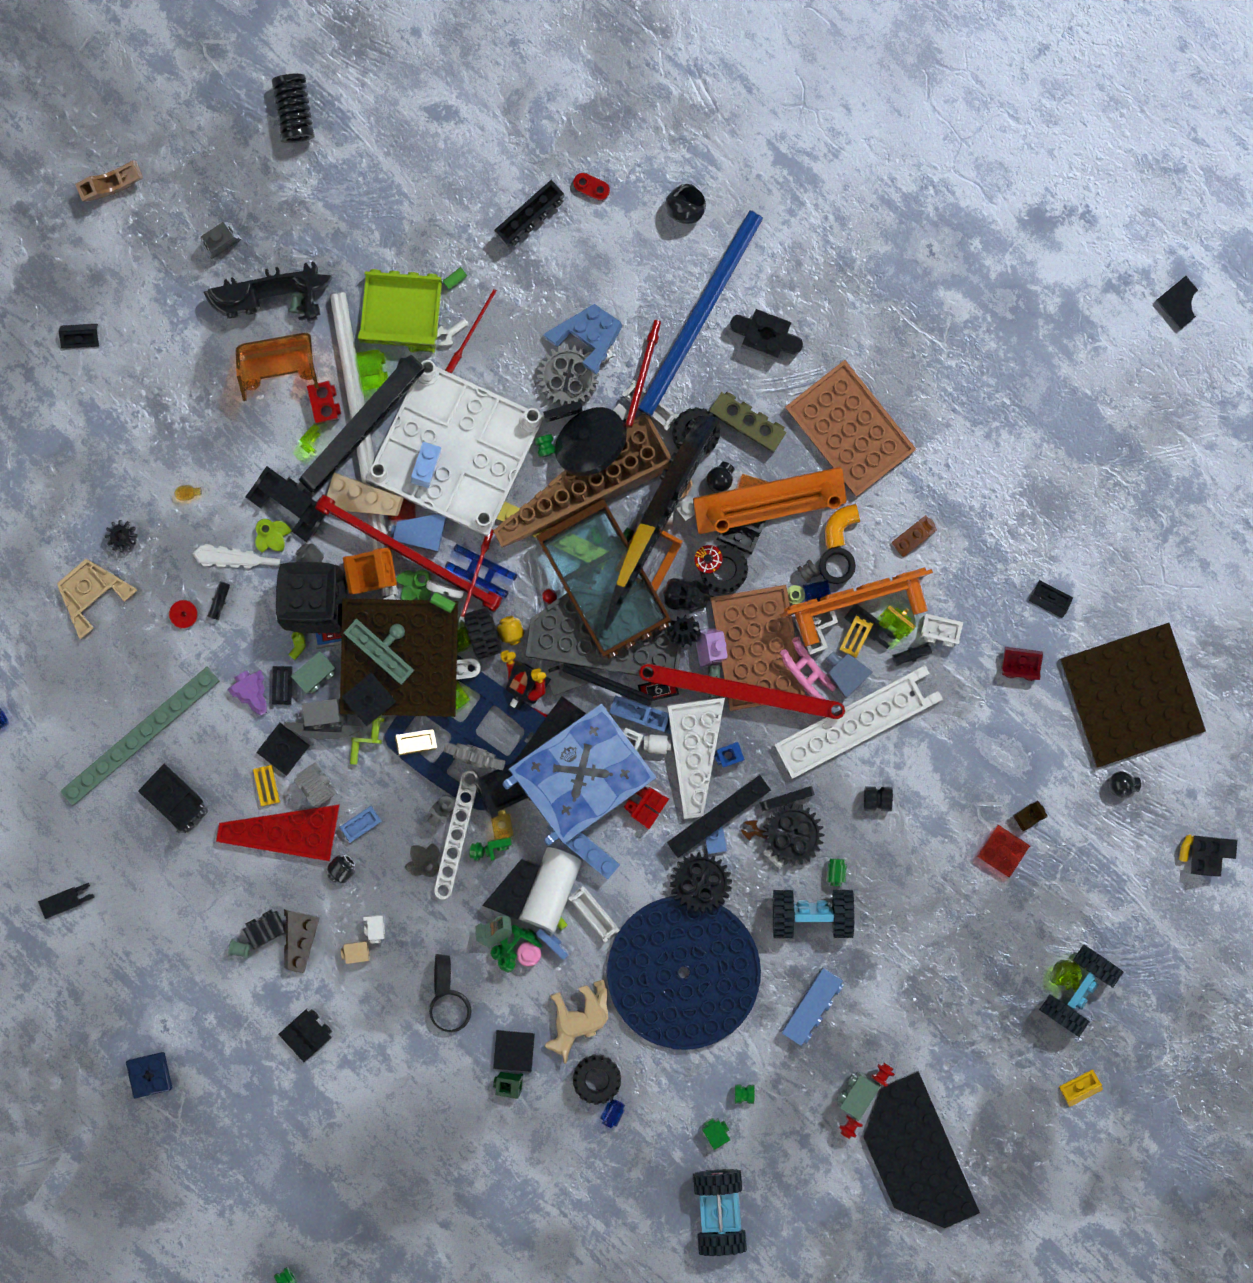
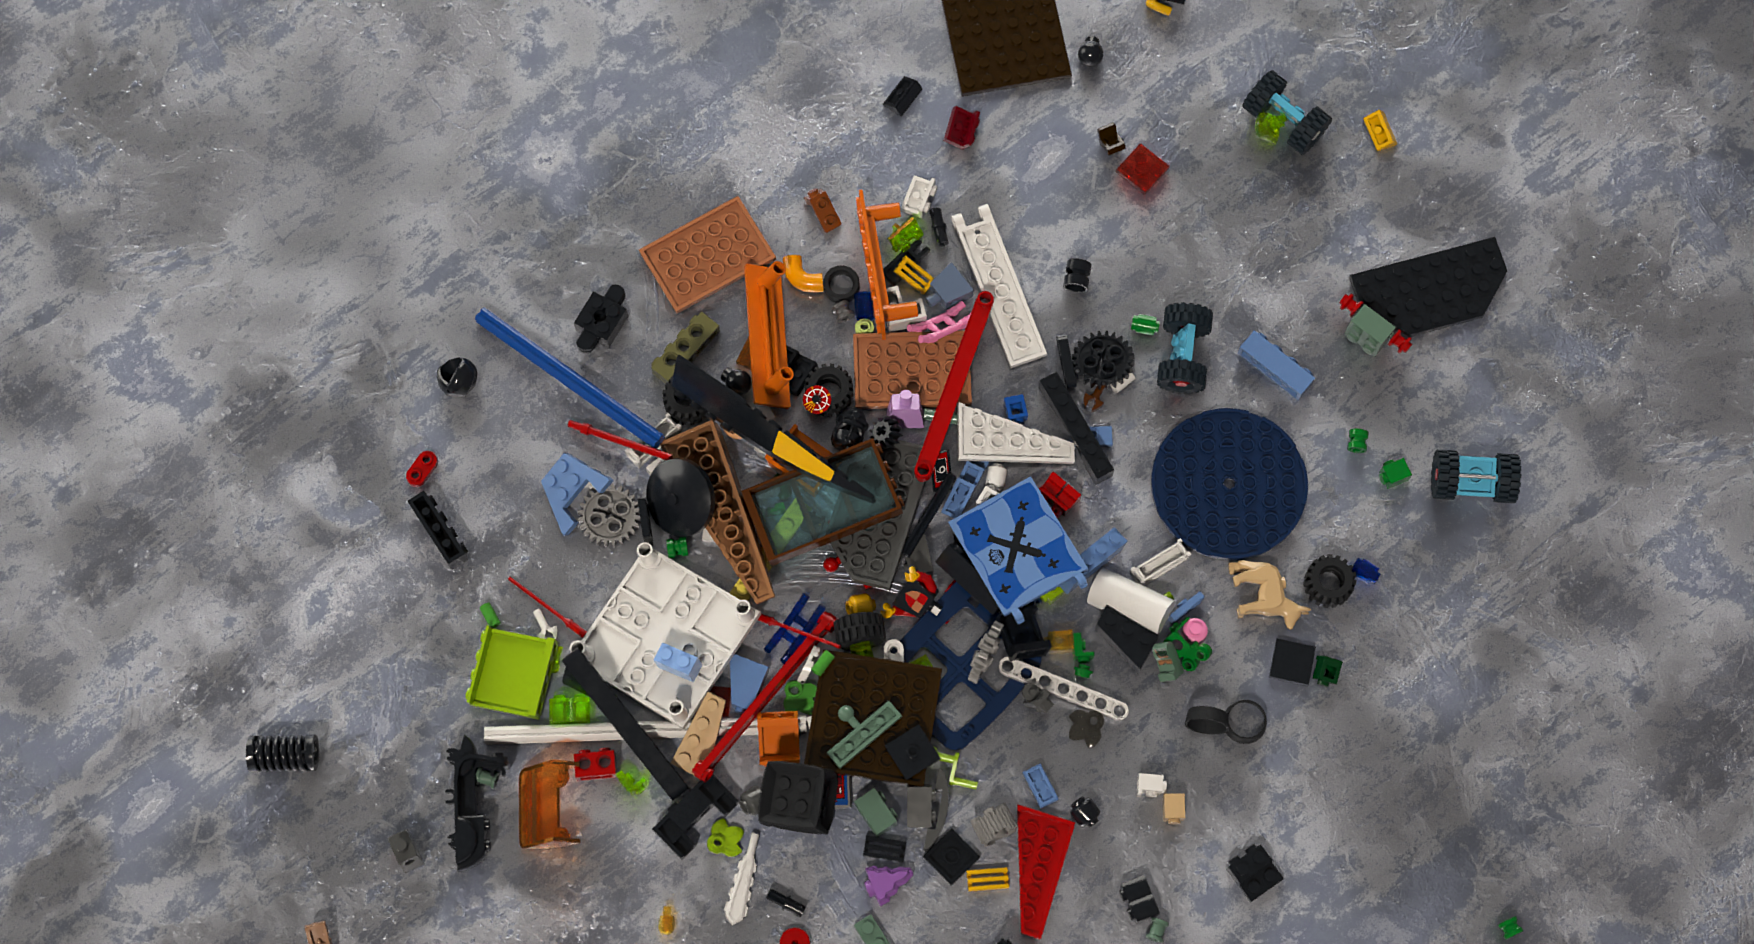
camera: 80 degrees left, 15 degrees down
(299, 645) = (845, 825): lime arm -> none
(300, 934) = (1151, 863): dark brown wing -> none
(415, 742) = (962, 717): tile -> none
(717, 890) = (1151, 438): black gear -> none

